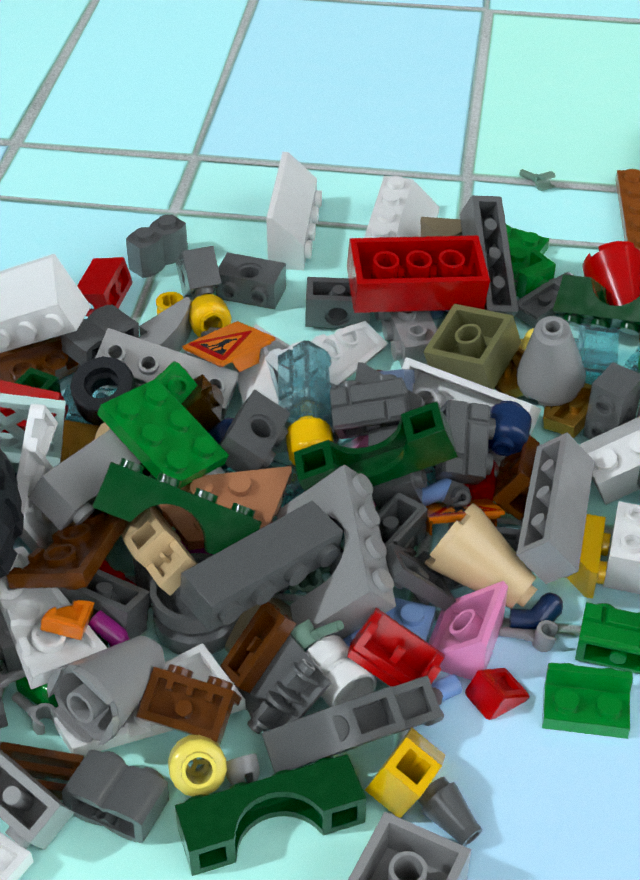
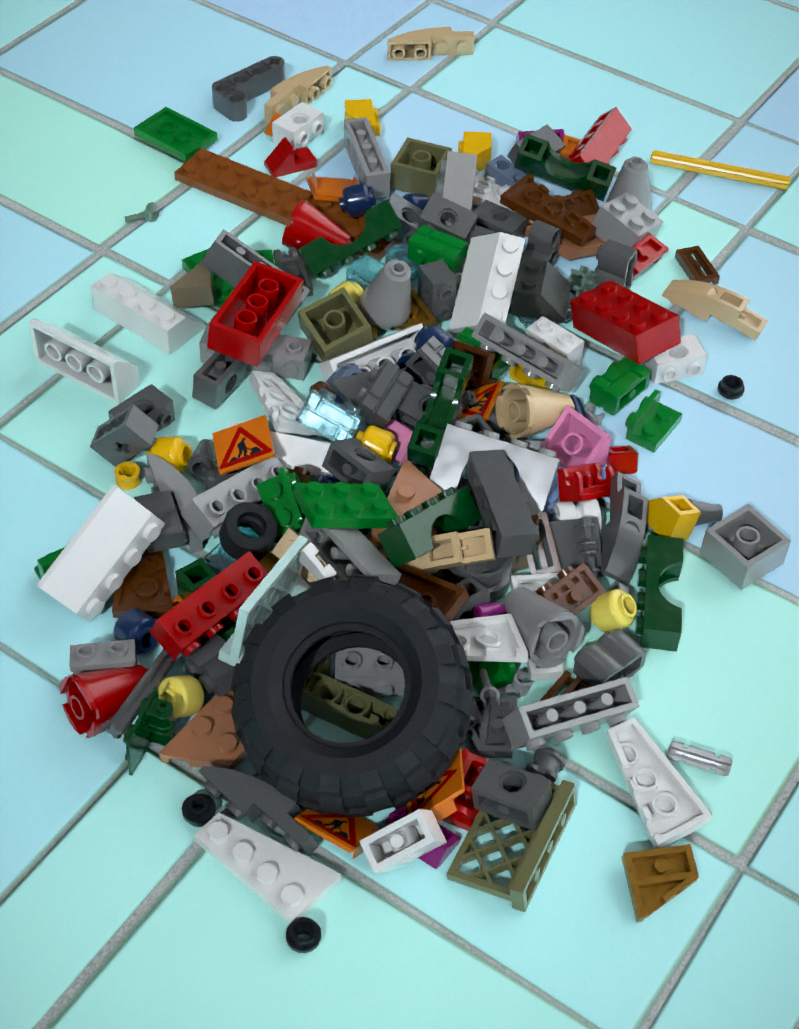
camera: 65 degrees left, 5 degrees up
(68, 620) = (481, 620): orange tile -> none
(105, 282) = (68, 500): red hinge -> none
(156, 246) = (49, 453): dark grey brick -> none
(307, 634) = (553, 513): sand green hand -> none

